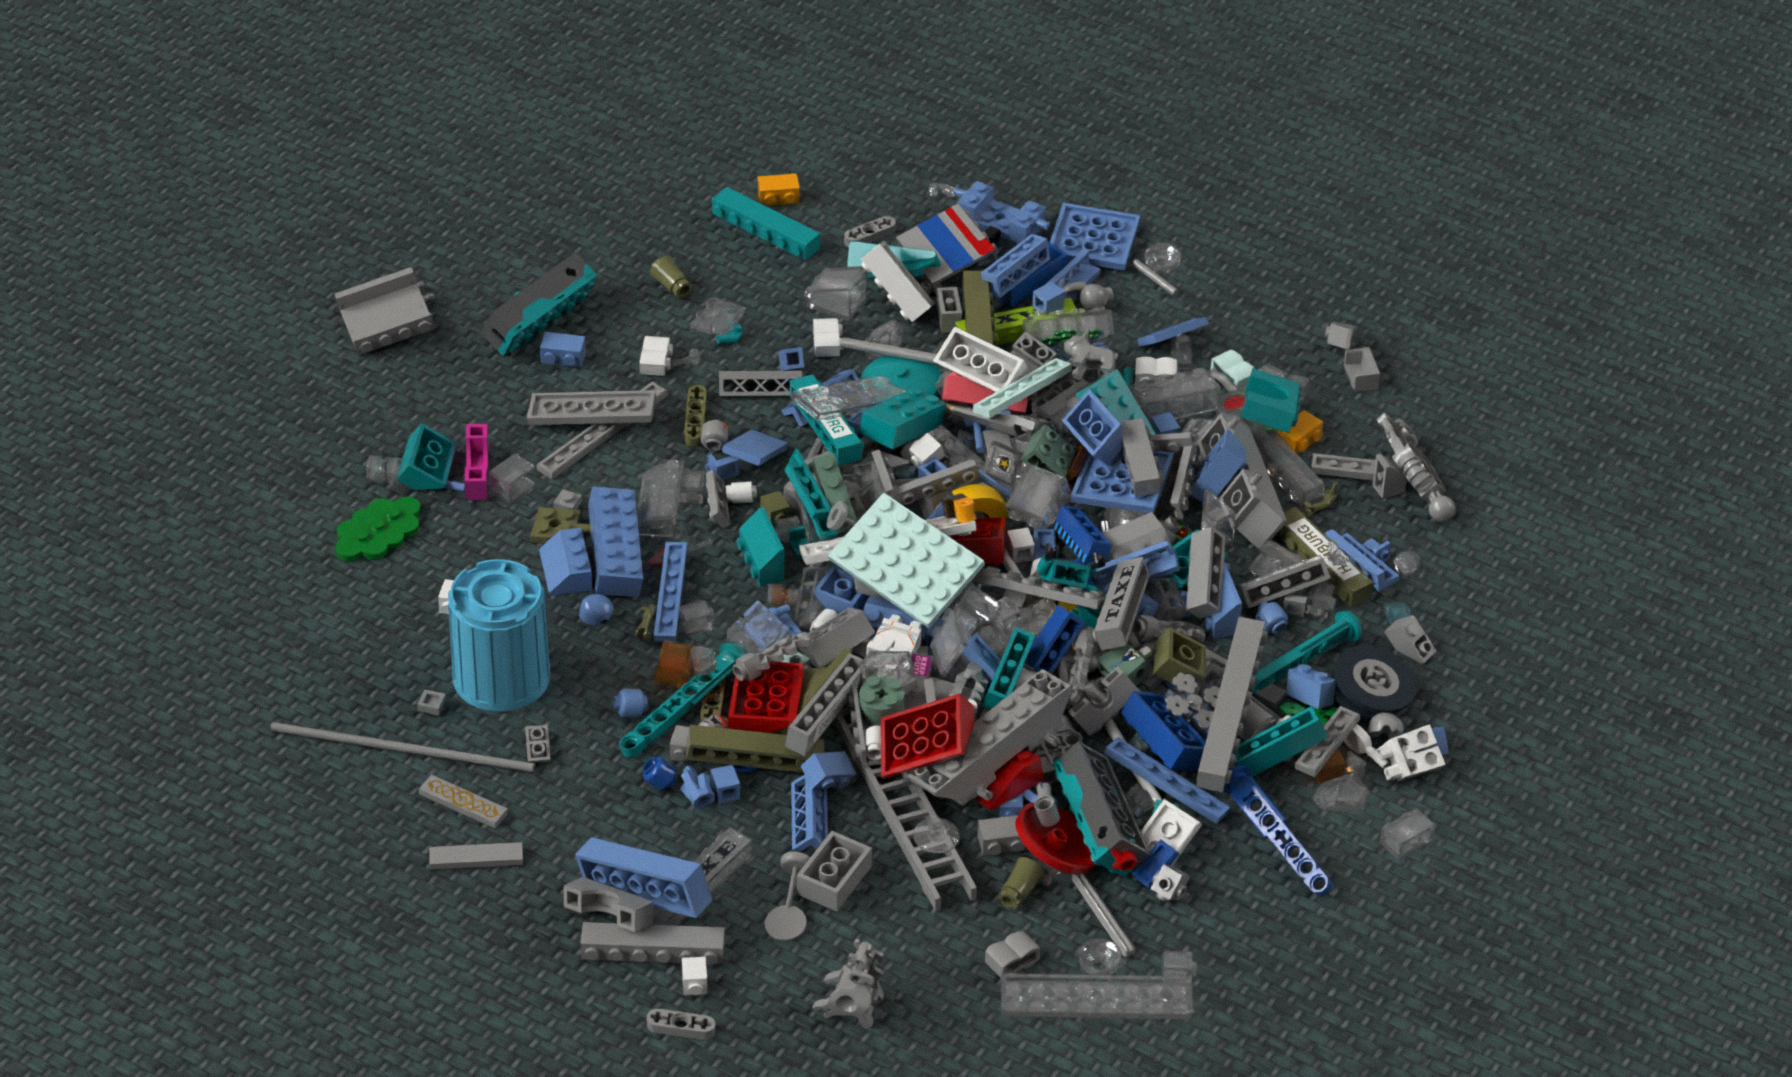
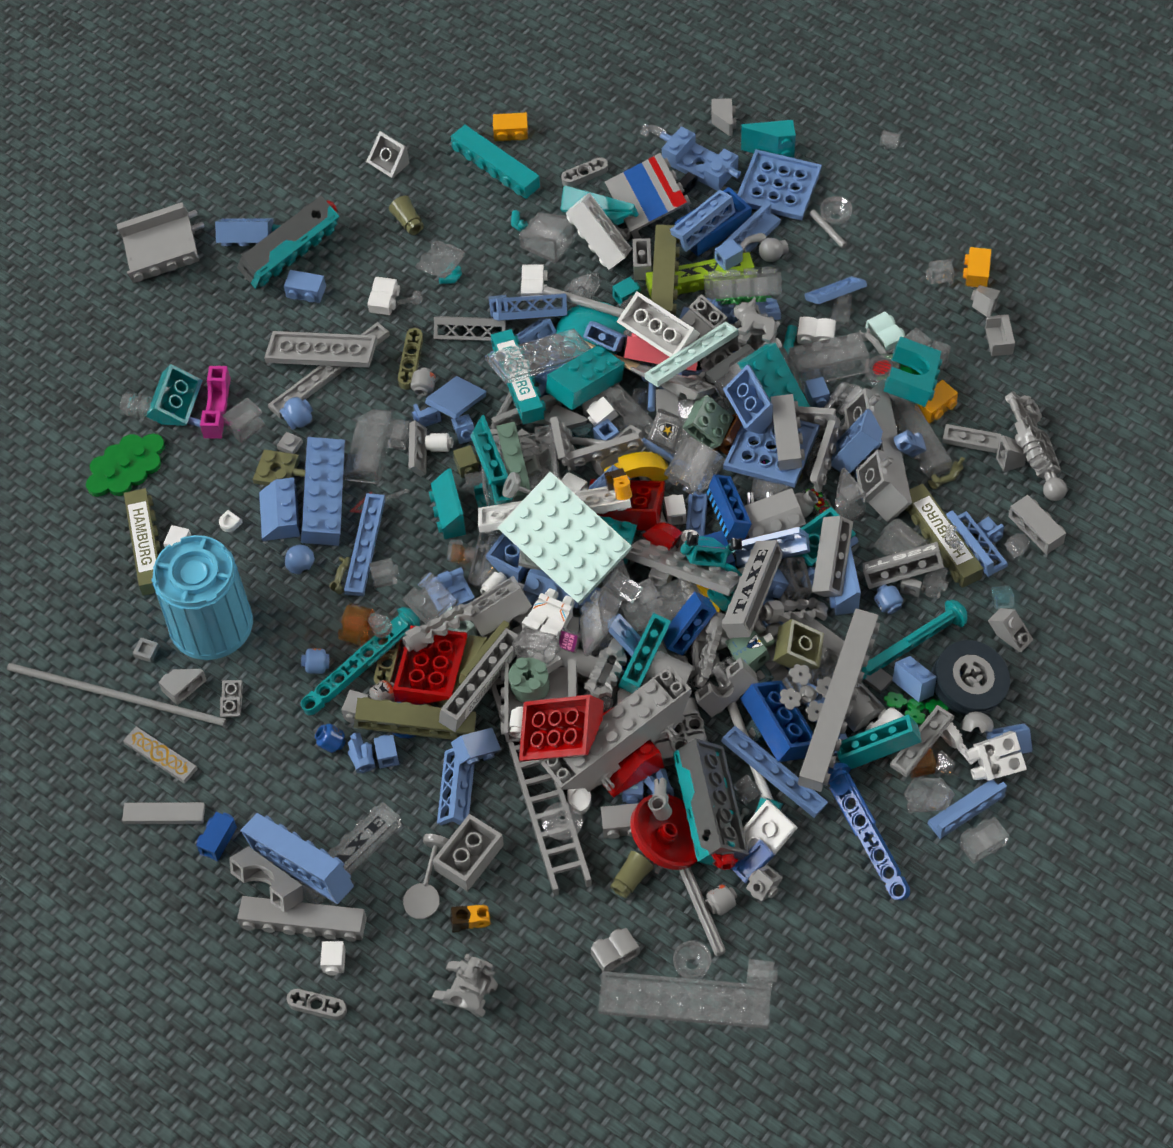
camera: 10 degrees right, 15 degrees up
(414, 599) = (143, 536): none -> olive brick
(478, 731) = (181, 683): none -> light grey slope
(480, 298) = (242, 230): none -> medium blue slope
(542, 872) = (216, 836): none -> blue brick
(573, 468) = (297, 412): none -> medium blue piece
(641, 220) = (388, 155): none -> light grey slope
(769, 479) = (463, 427): none -> medium blue bracket
(798, 282) = (516, 222): none -> teal arm
(827, 363) = (530, 313): none -> medium blue fence
(842, 932) = (469, 917): none -> leg
(917, 377) = (604, 336): none -> medium blue brick
(932, 339) = (625, 289): none -> teal brick
(952, 812) = (580, 798): none -> white piece
(1011, 562) = (663, 535): none -> red brick
(1021, 172) = (722, 115): none -> light grey slope
(1077, 187) = (772, 137): none -> teal slope
(1124, 902) = (721, 899): none -> light grey head
(1213, 190) = (889, 139): none -> clear beam
(1275, 465) = (907, 442): none -> medium blue leg
(1287, 312) = (940, 272): none -> clear brick
(1328, 305) = (977, 267): none -> light orange brick
(1385, 806) = (967, 808): none -> medium blue fence
(1427, 542) = (1037, 524): none -> light grey brick

